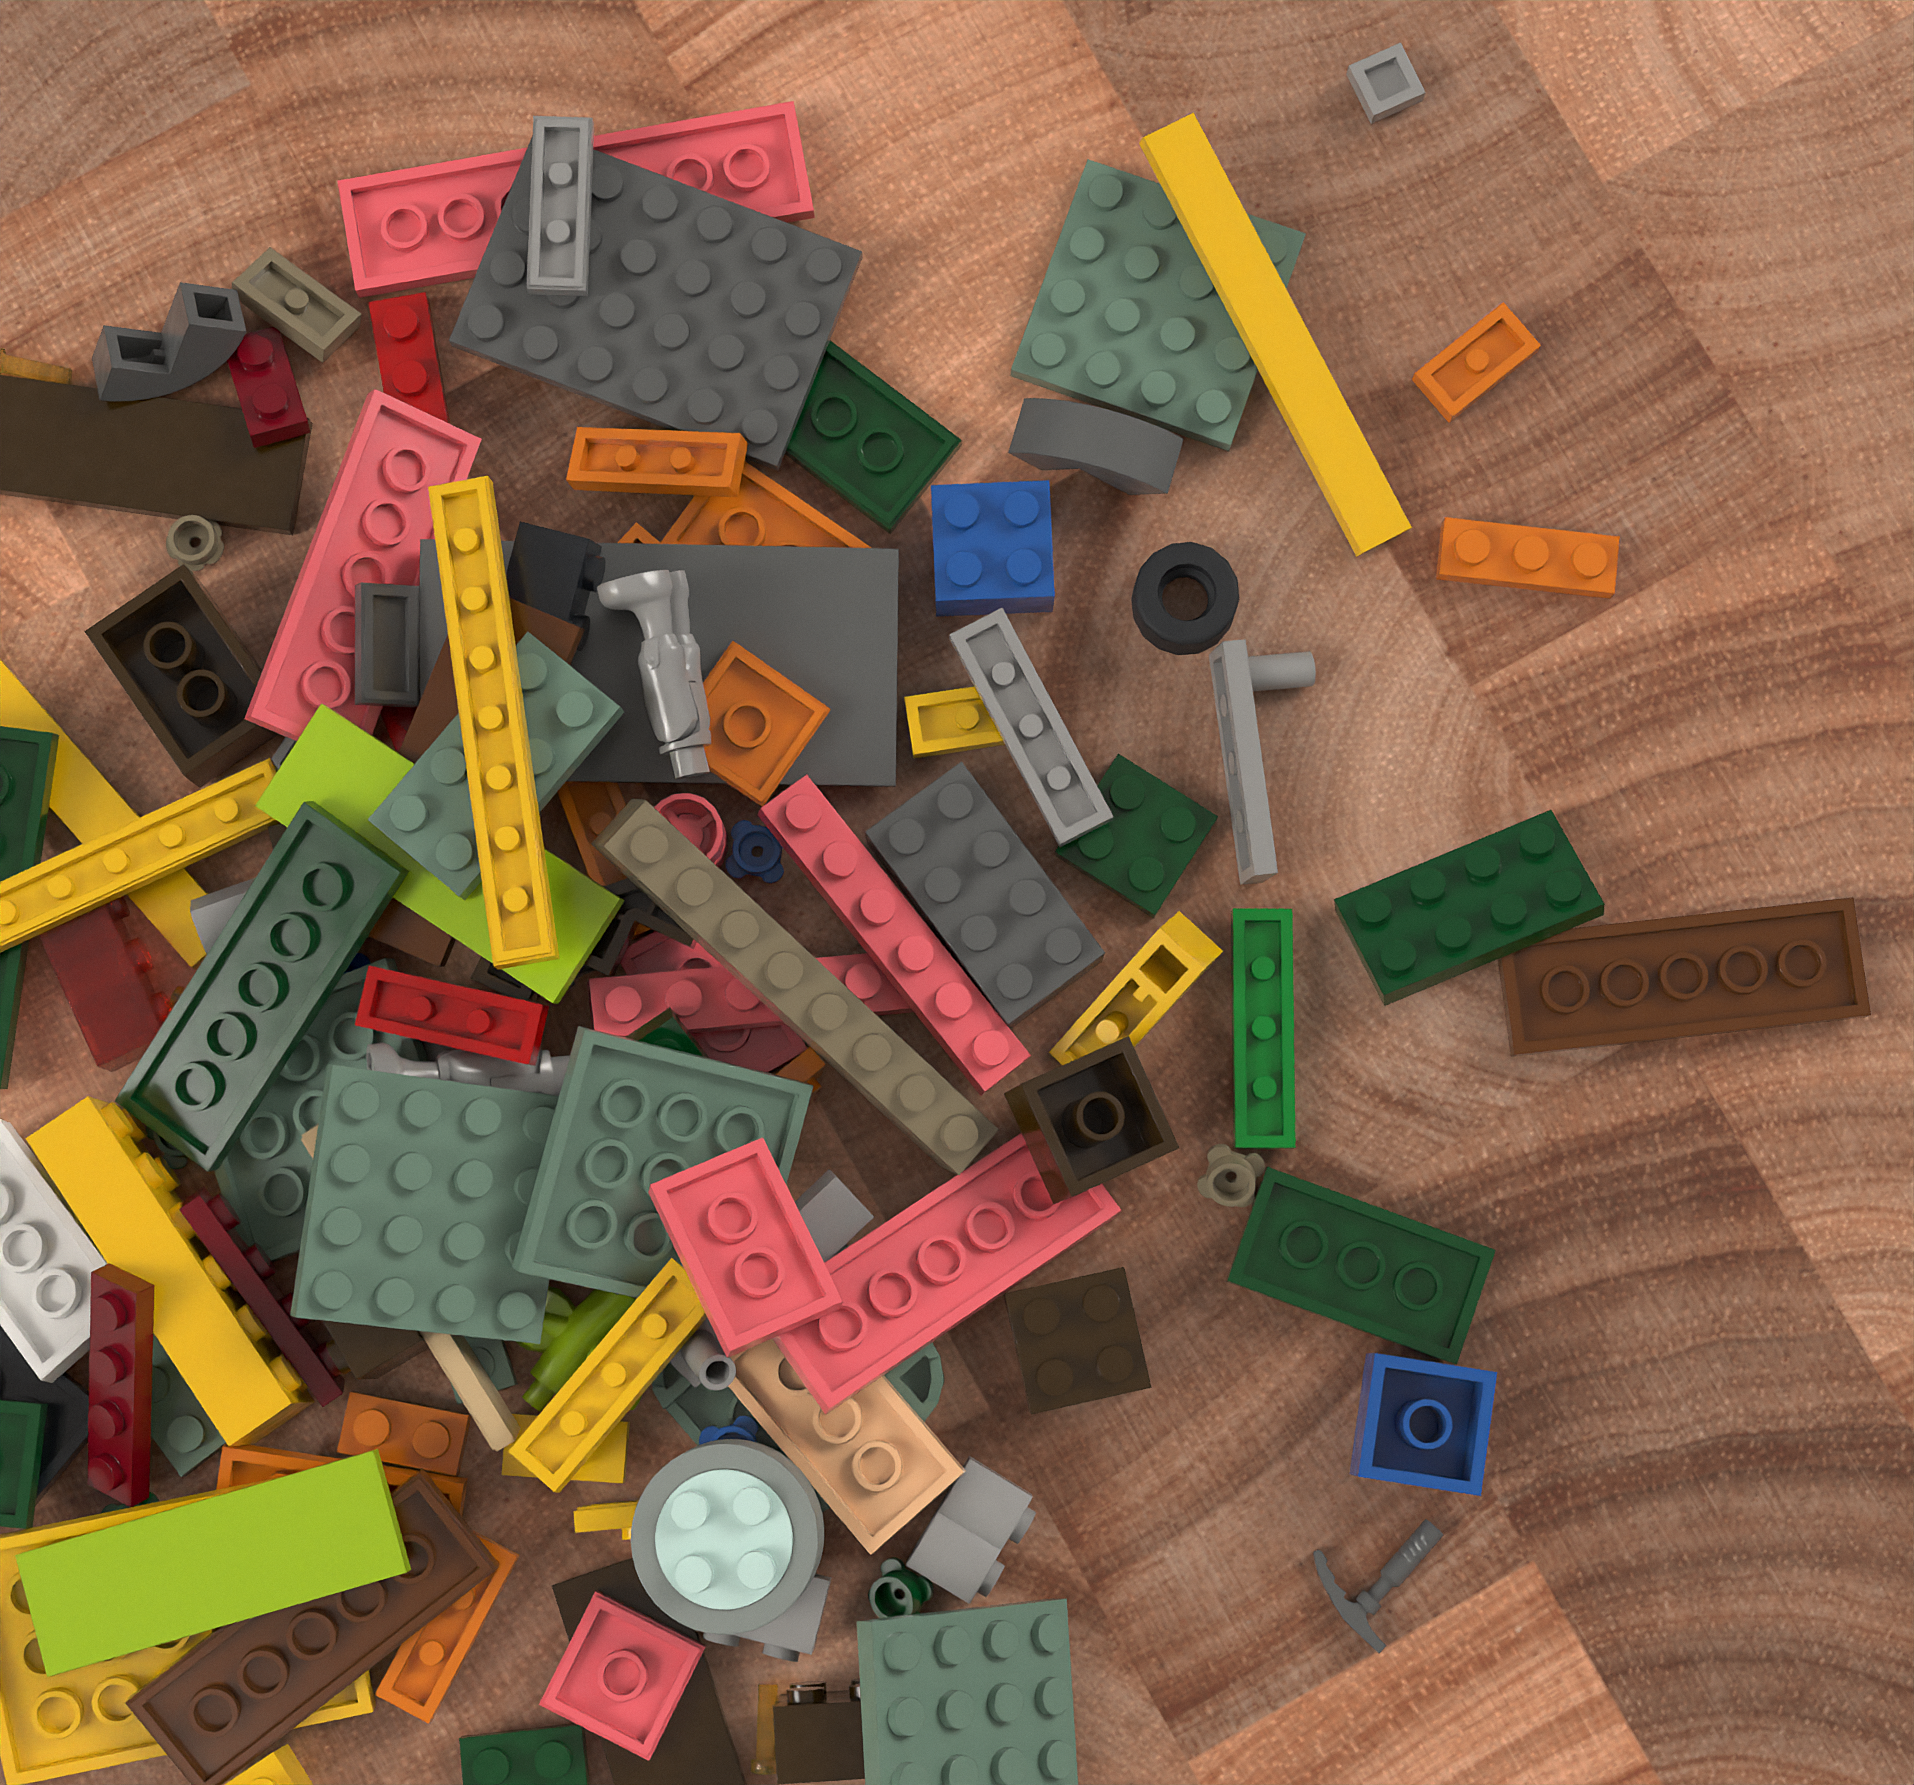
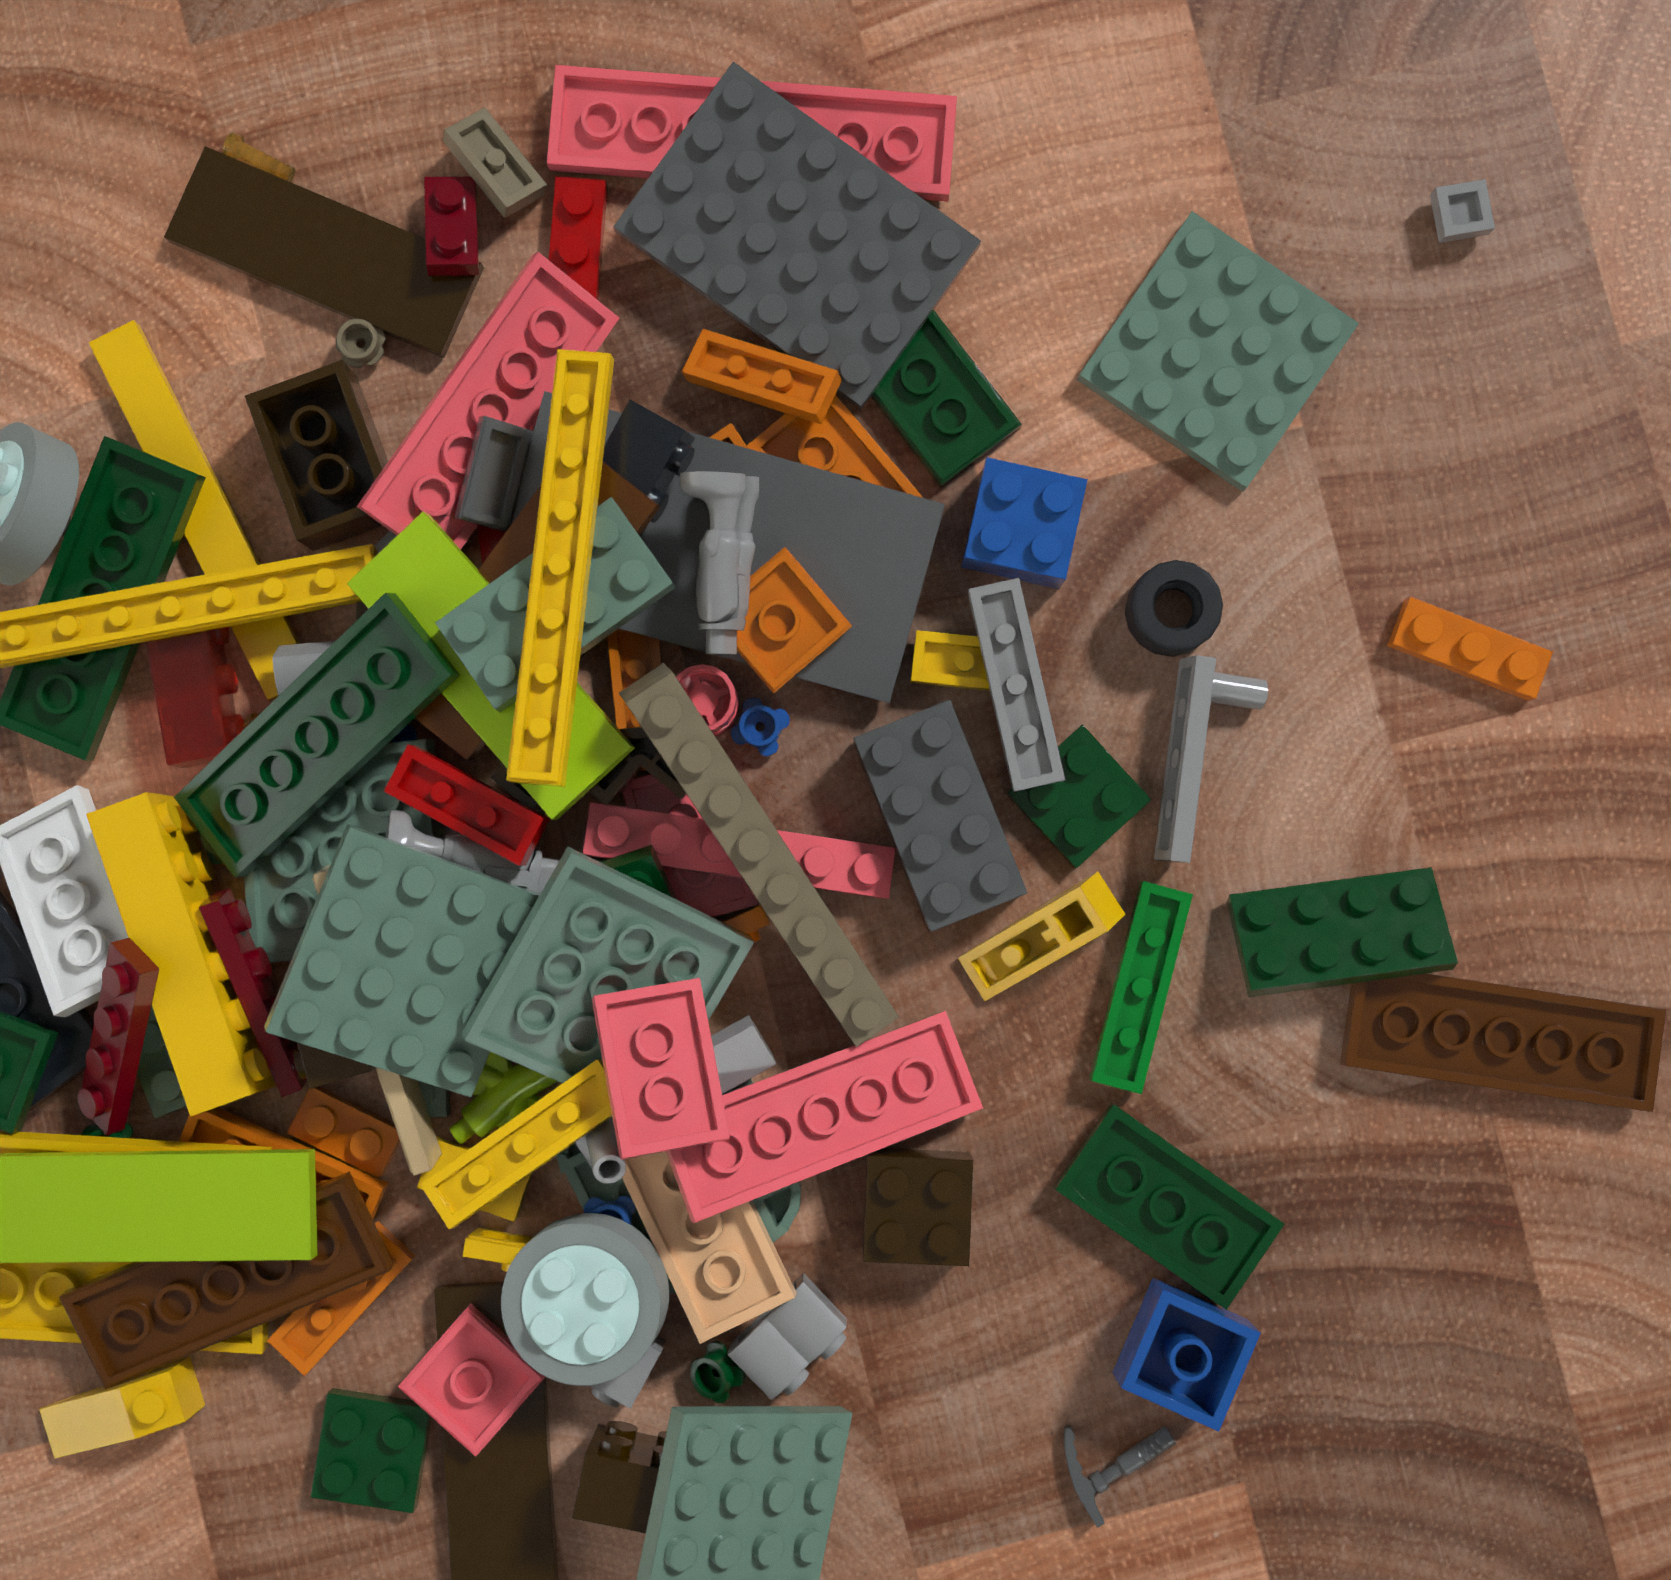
camera: 15 degrees right, 5 degrees up
(195, 341) = (400, 173): dark grey brick -> none
(560, 205) = (736, 134): light grey tile -> none
(765, 1747) = (570, 1478): clear yellow piece -> none
(893, 934) = (854, 829): coral plate -> none
(1091, 1120) = (979, 1032): dark brown brick -> none
(1099, 441) = (1137, 456): dark grey brick -> none
(1228, 1192) = (1080, 1114): dark tan plate -> none
(1274, 334) = (1310, 401): yellow tile -> none
(1476, 362) = (1473, 471): orange plate -> none

